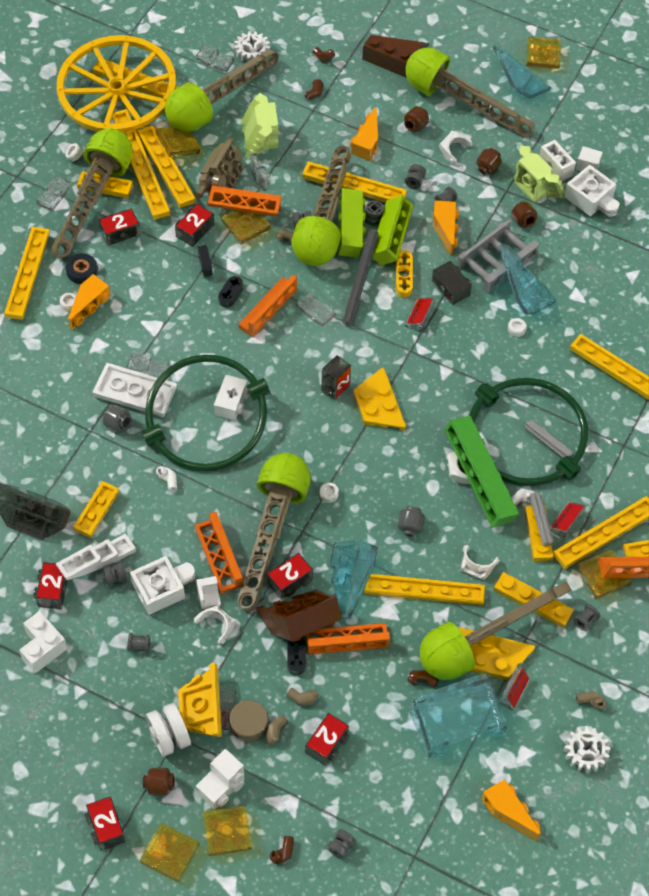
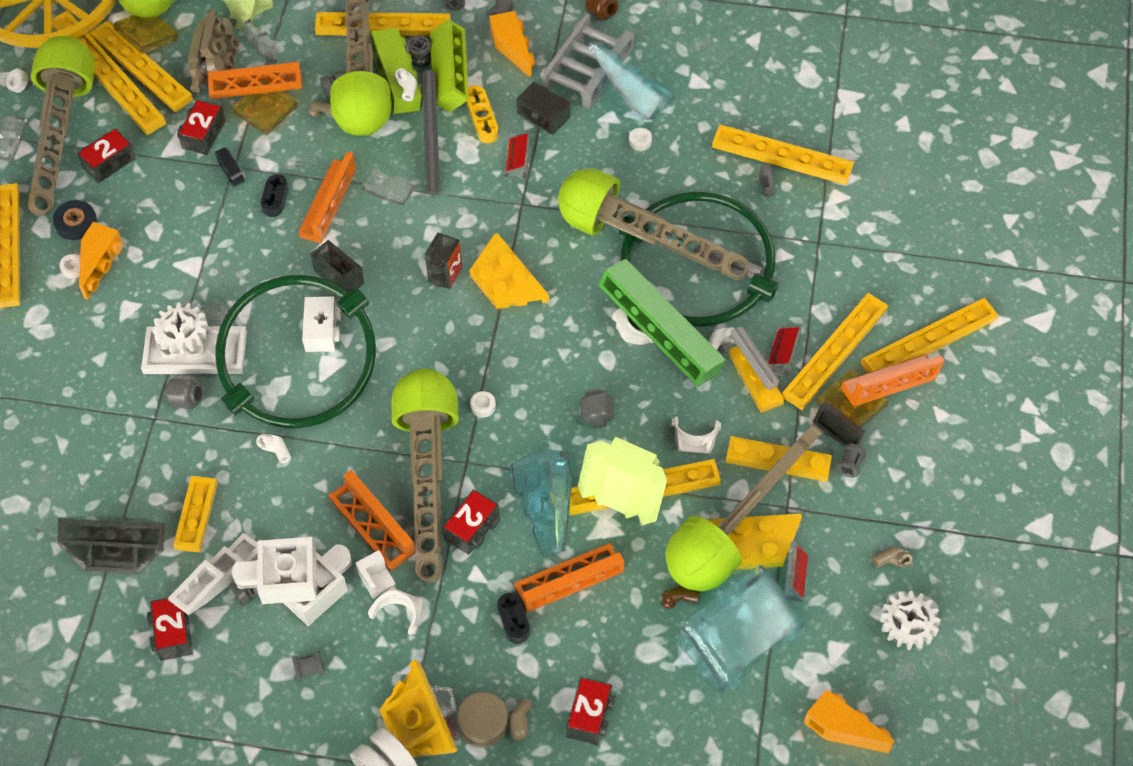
camera: 15 degrees left, 0 degrees up
(45, 643) = (186, 702): white brick -> none
(114, 186) = (82, 108): yellow plate -> none
(129, 371) = (180, 328): none -> white gear
(137, 562) = (274, 565): none -> white brick
(256, 359) = (336, 266): none -> clear smoke brick
(301, 615) = (502, 566): reddish brown wedge -> none
(304, 698) = (541, 669): dark tan arm -> none
(355, 235) = (407, 82): none -> white arm
(410, 579) = (623, 479): none -> yellowish green slope
(461, 364) = (591, 200): none -> piece
(586, 588) = (838, 425): none -> pearl dark grey tile
(601, 387) = (766, 180): none -> dark grey tile

